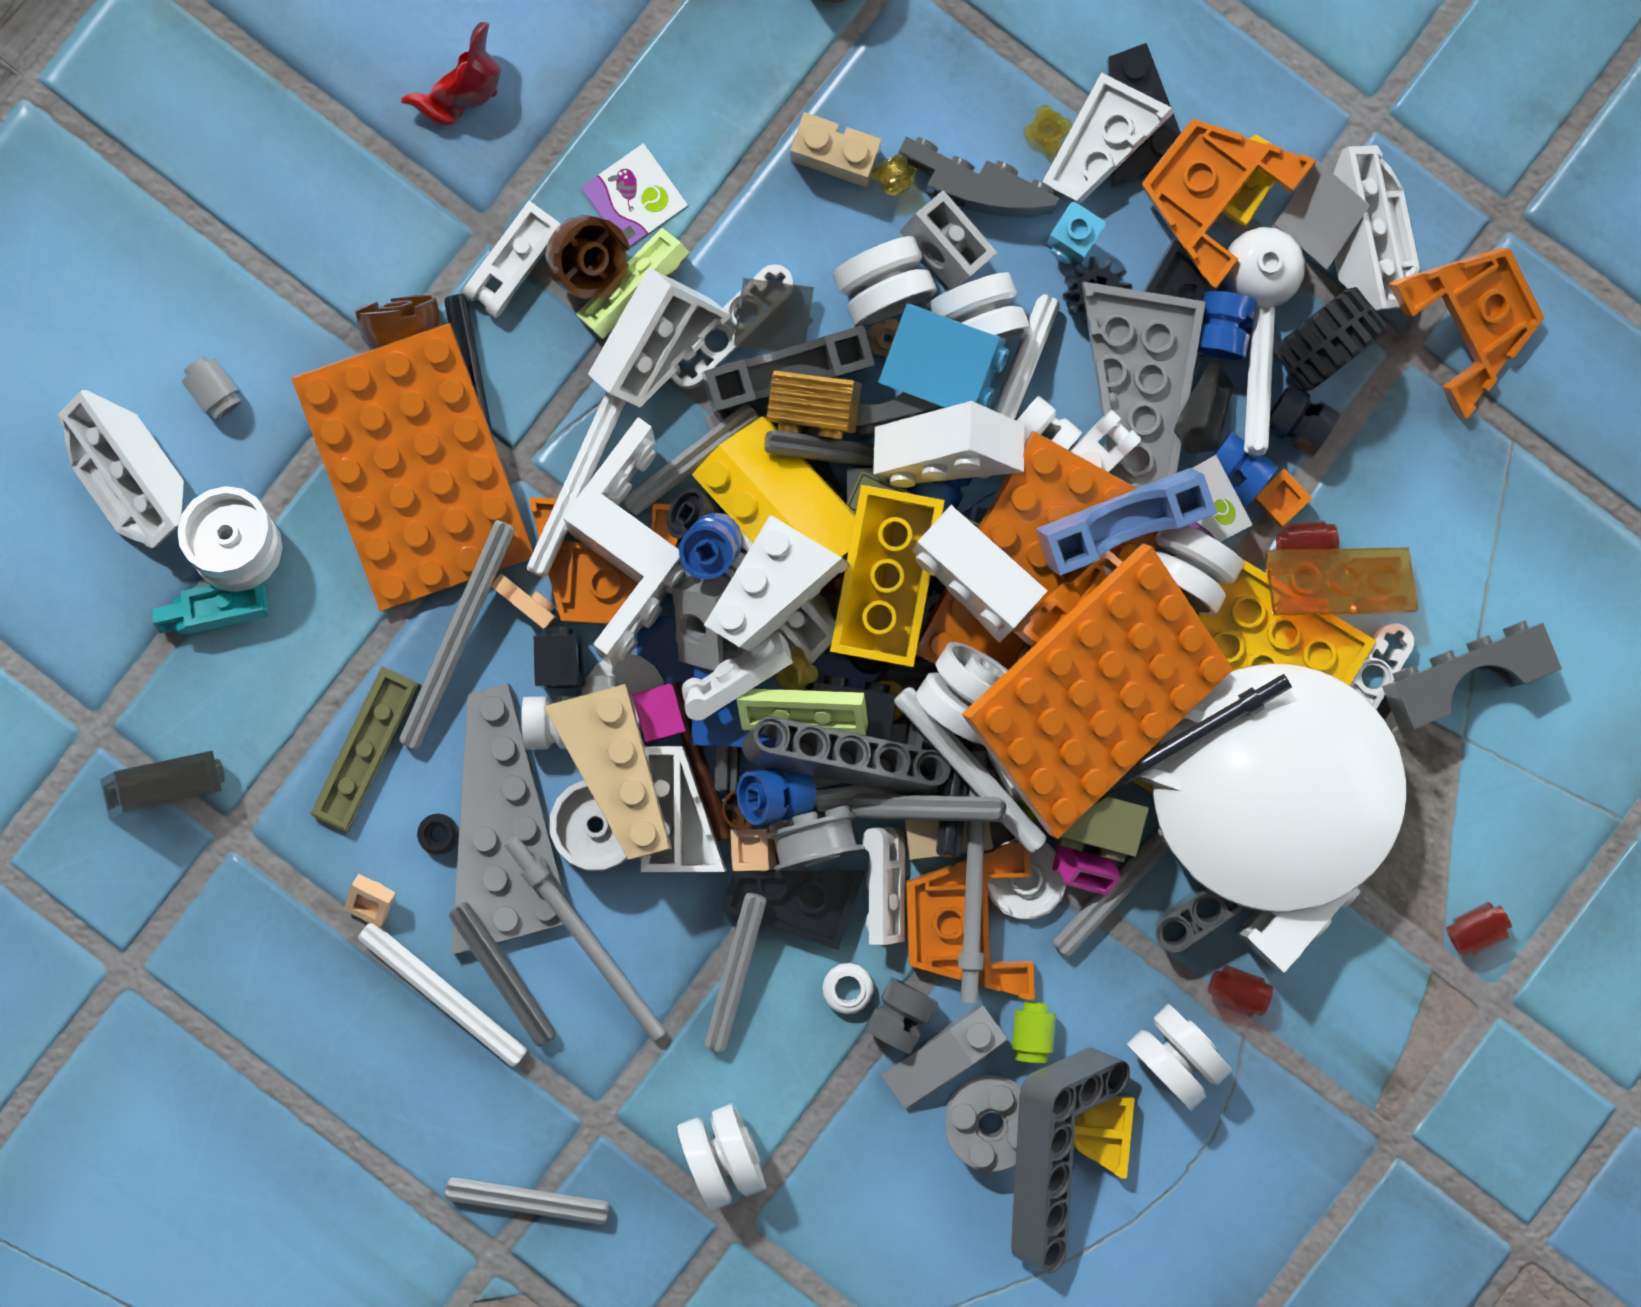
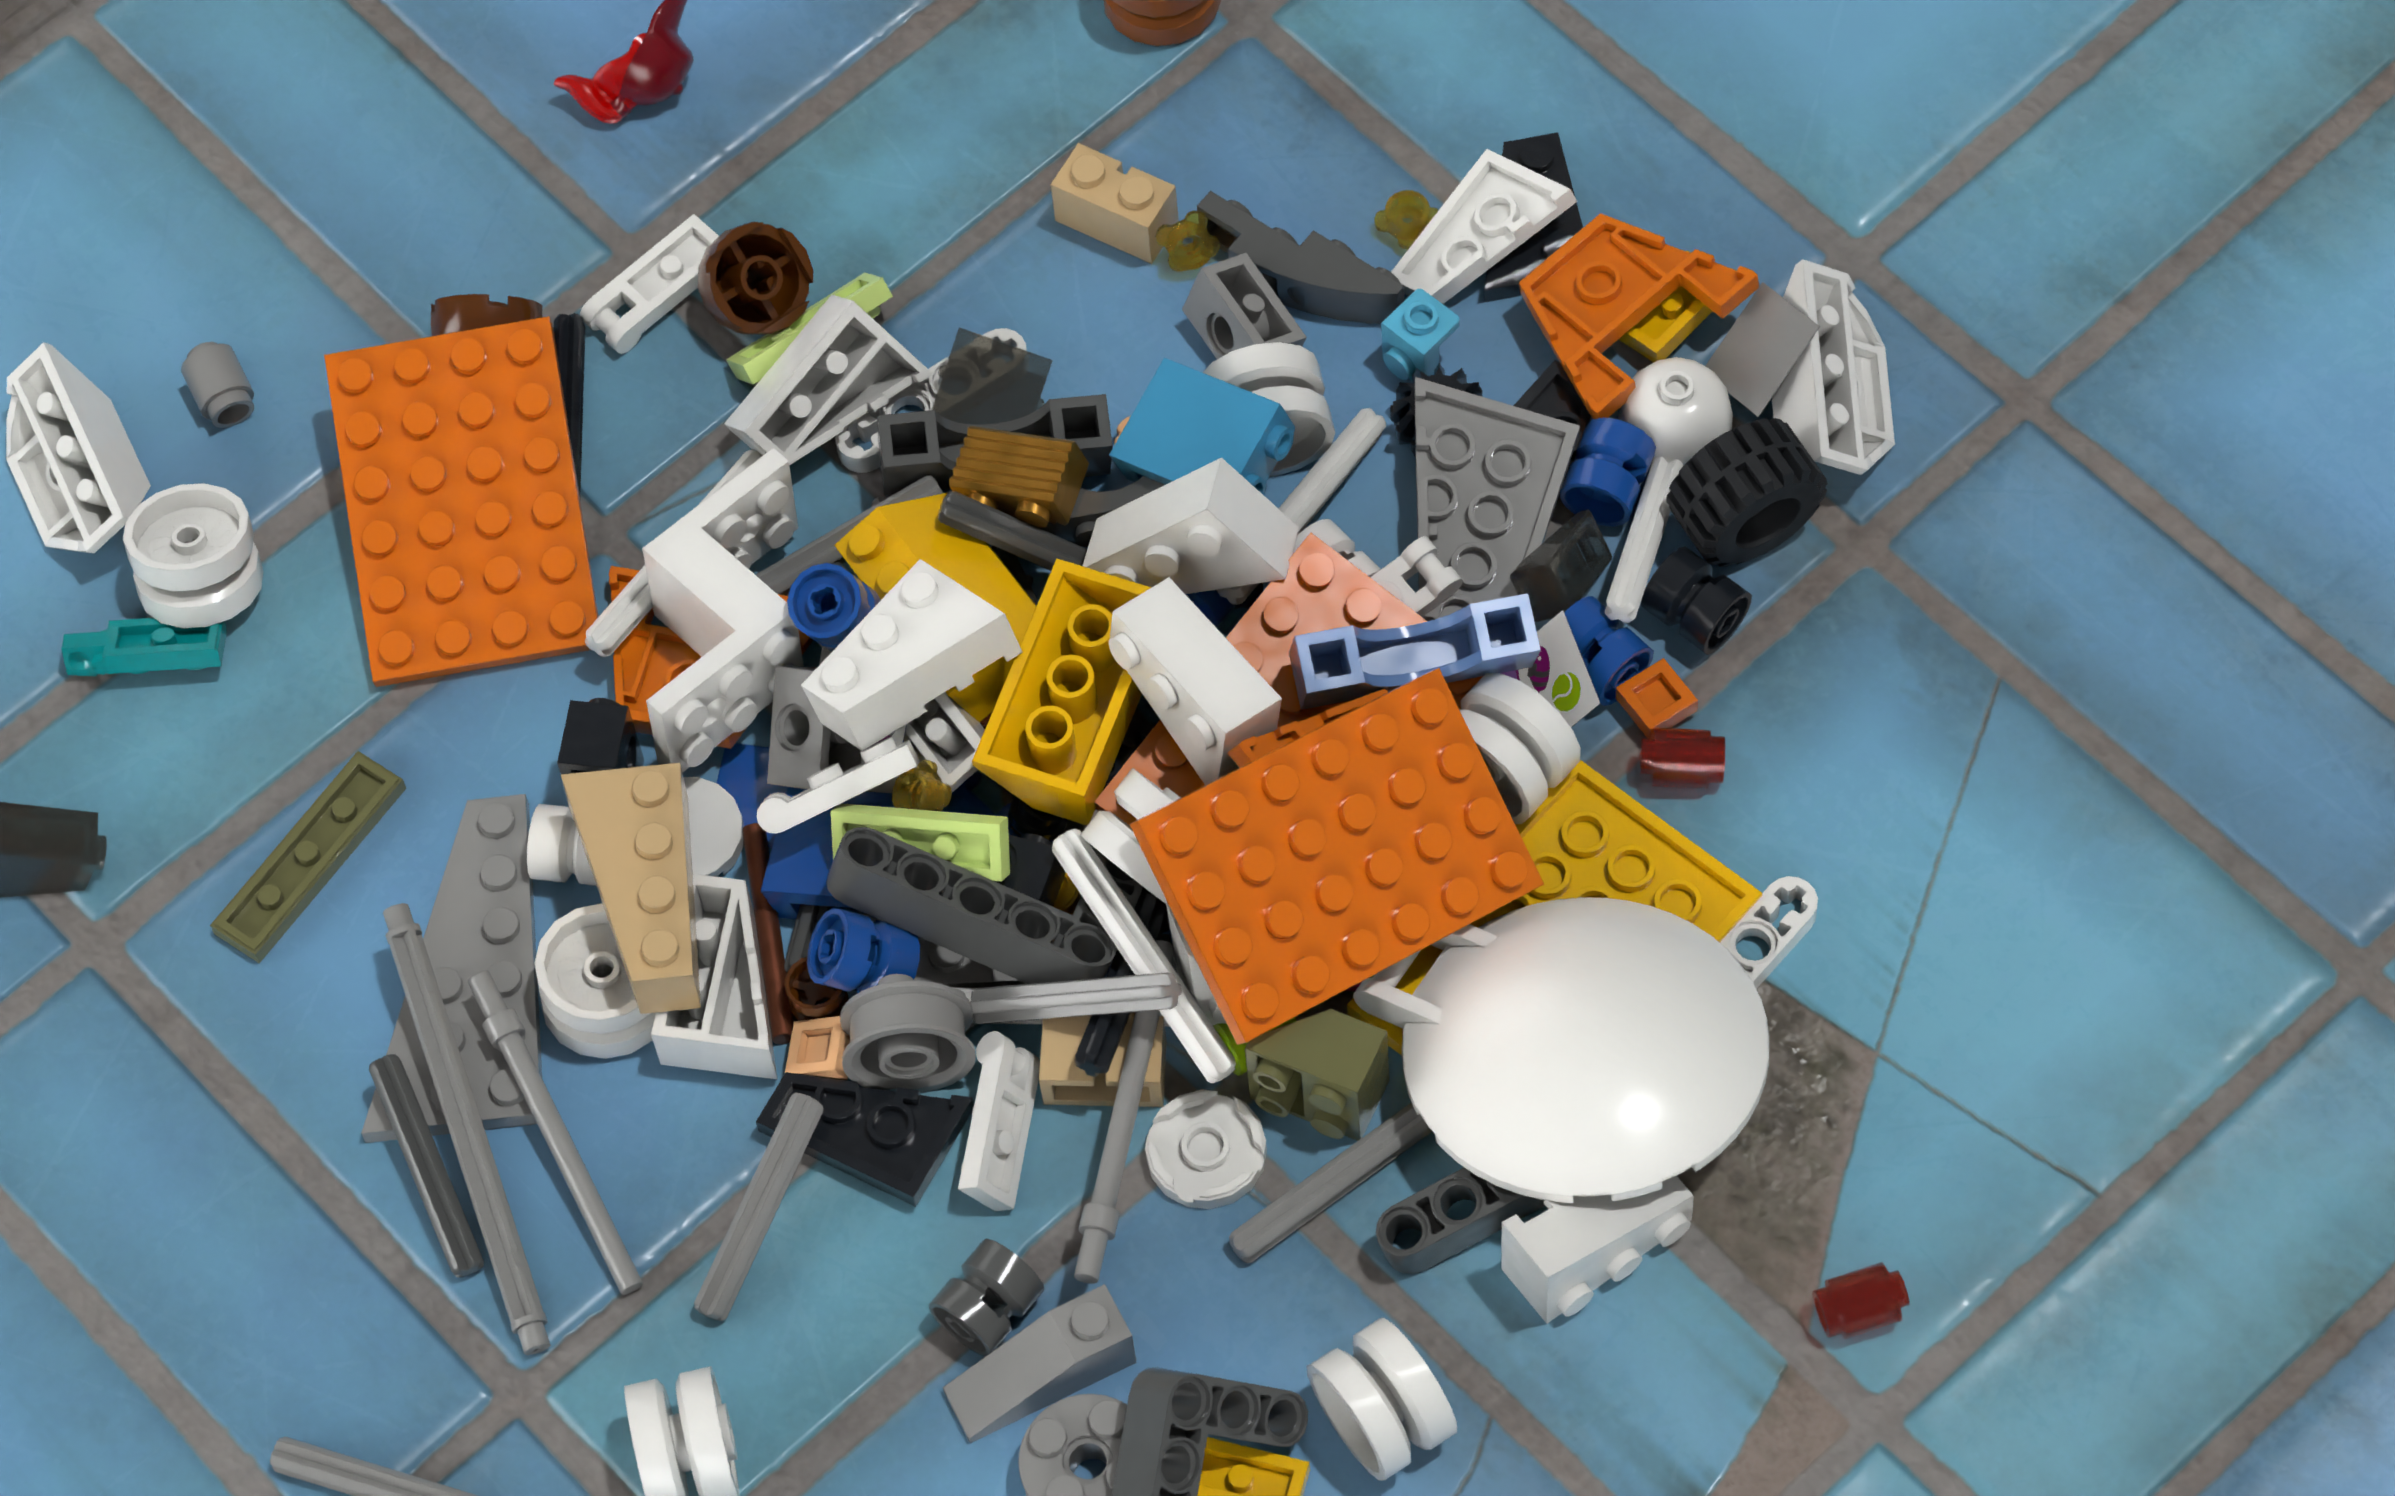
camera: 10 degrees right, 25 degrees down
(369, 900) = (263, 1044): light nougat plate -> none
(425, 838) = (368, 966): black plate -> none
(442, 994) = (336, 1188): white axle -> none
(457, 634) = (469, 718): light grey axle -> none
(524, 946) = (466, 1129): none -> light grey piece
(534, 606) = (565, 682): light nougat plate -> none
(634, 194) = (841, 234): sticker -> none
(659, 713) = (725, 841): dark pink panel -> none
(850, 1006) = (918, 1283): white piece -> none
(884, 281) = (1131, 336): white wheel -> none
(937, 921) = (1061, 1174): orange wing -> none
(1033, 1032) = (1179, 1340): lime brick -> none
(1101, 871) = (1273, 1108): dark pink piece -> none
(1240, 991) = (1492, 1338): clear red brick -> none
(1249, 703) = (1555, 916): black bar -> none
(1341, 581) = (1674, 793): clear orange brick -> none
(1427, 694) = (1960, 938): dark grey arch -> none
(1489, 308) = (1978, 489): orange wing -> none

